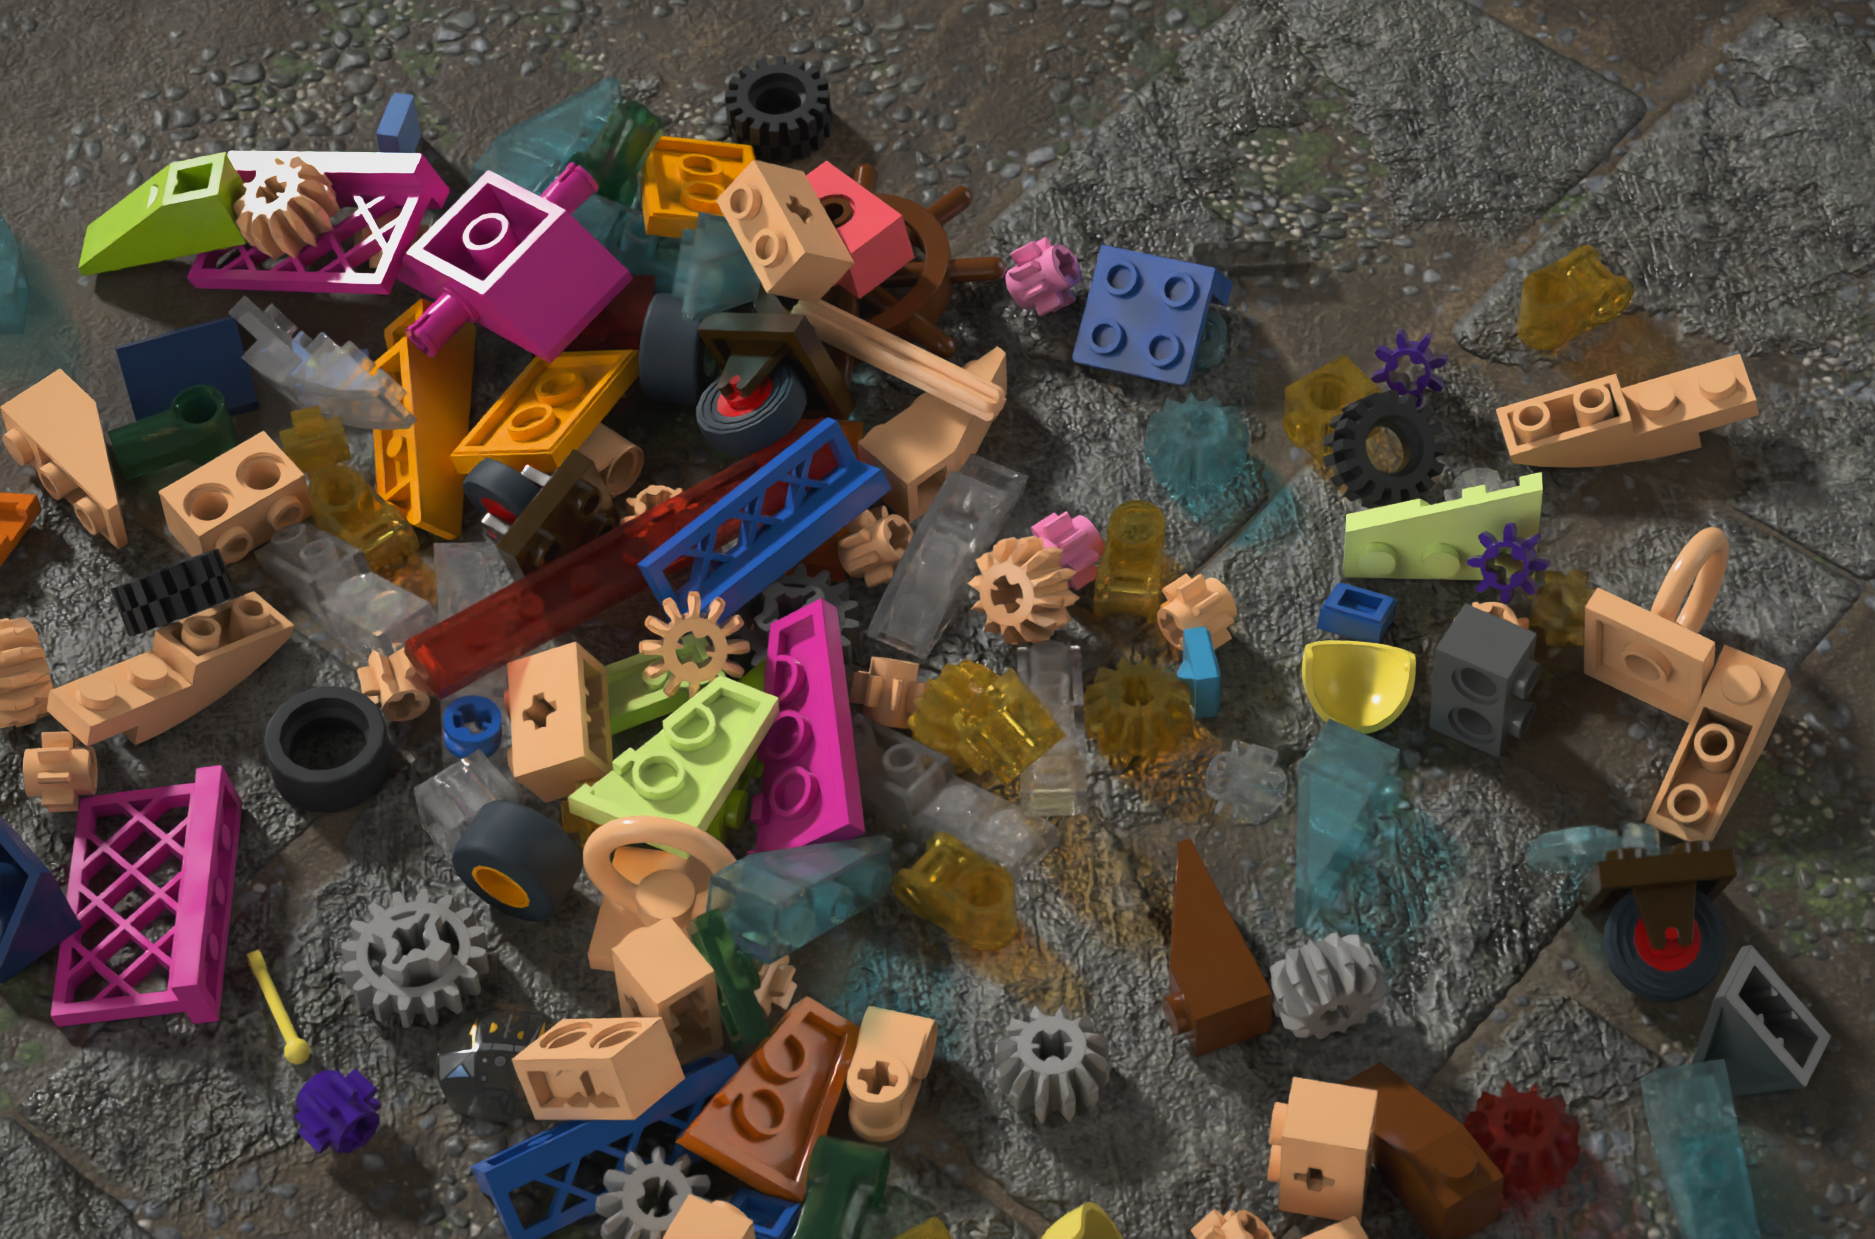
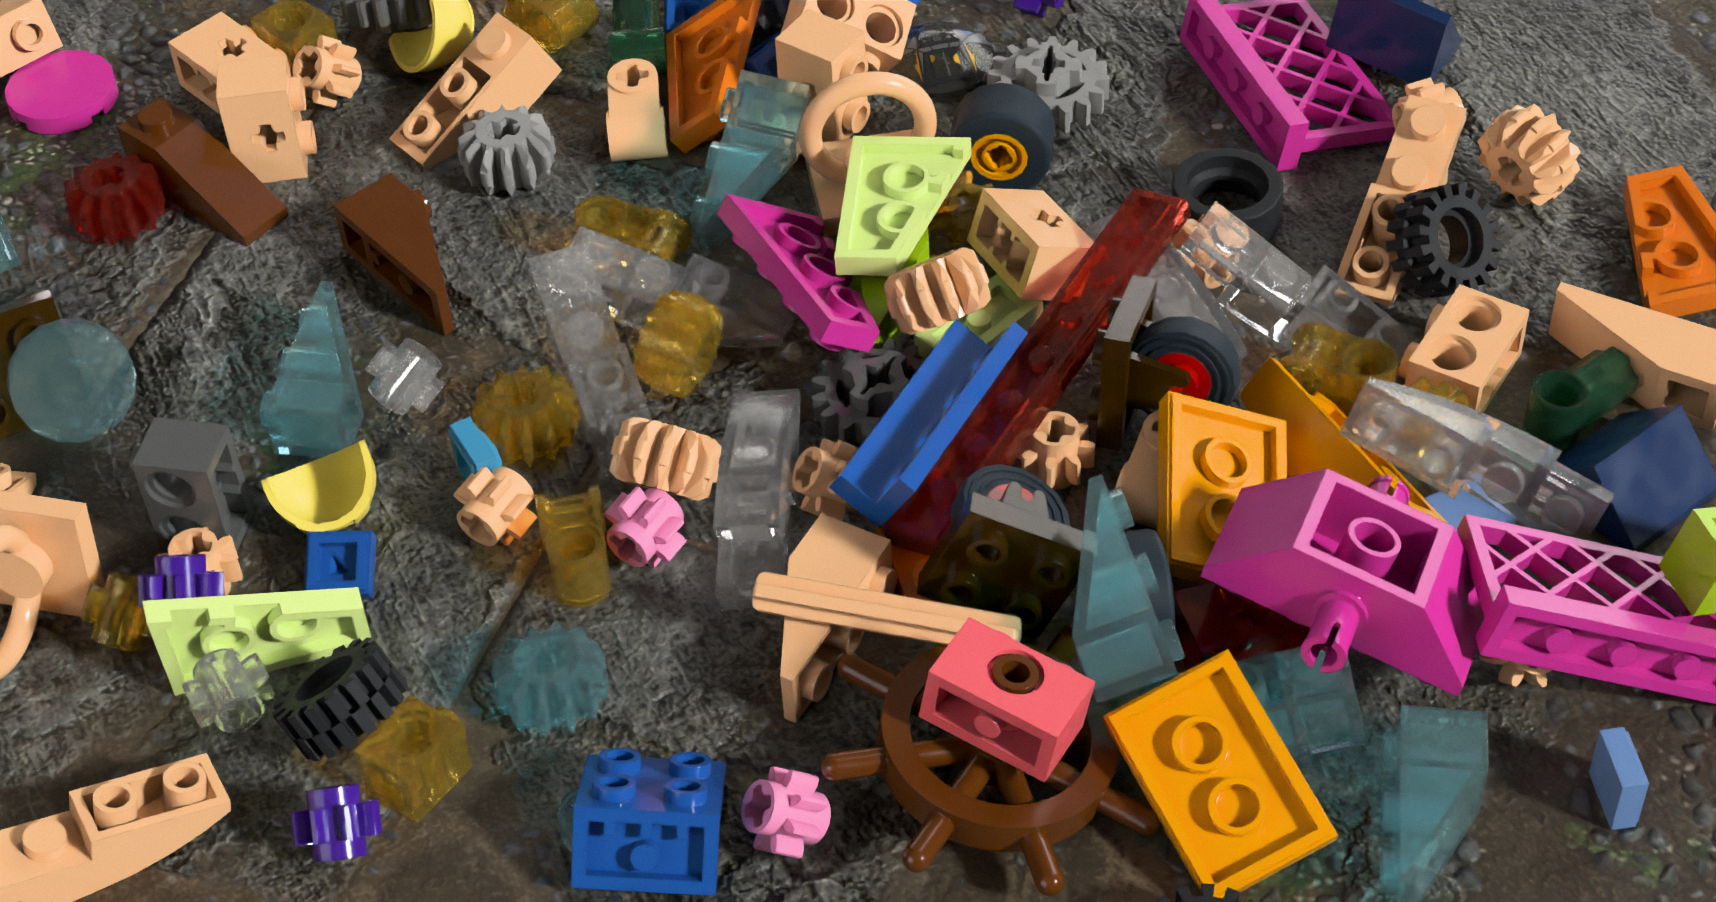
camera: 160 degrees right, 5 degrees down
(286, 207) = (1630, 564): light nougat gear -> none
(296, 1049) = (1173, 68): light yellow hinge -> none
(456, 795) = (1080, 180): clear brick -> none
(484, 715) = (1097, 206): blue bush -> none
(621, 151) = (1329, 750): clear green piece -> none
(734, 977) = (774, 57): clear green plate -> none
(785, 231) = (1046, 605): light nougat brick -> none
(888, 691) = (748, 346): light nougat gear -> none
(1005, 728) = (616, 284): clear yellow brick -> none
(1053, 1164) = (495, 69): none -> light nougat slope
(1327, 986) = (290, 234): light grey gear -> none

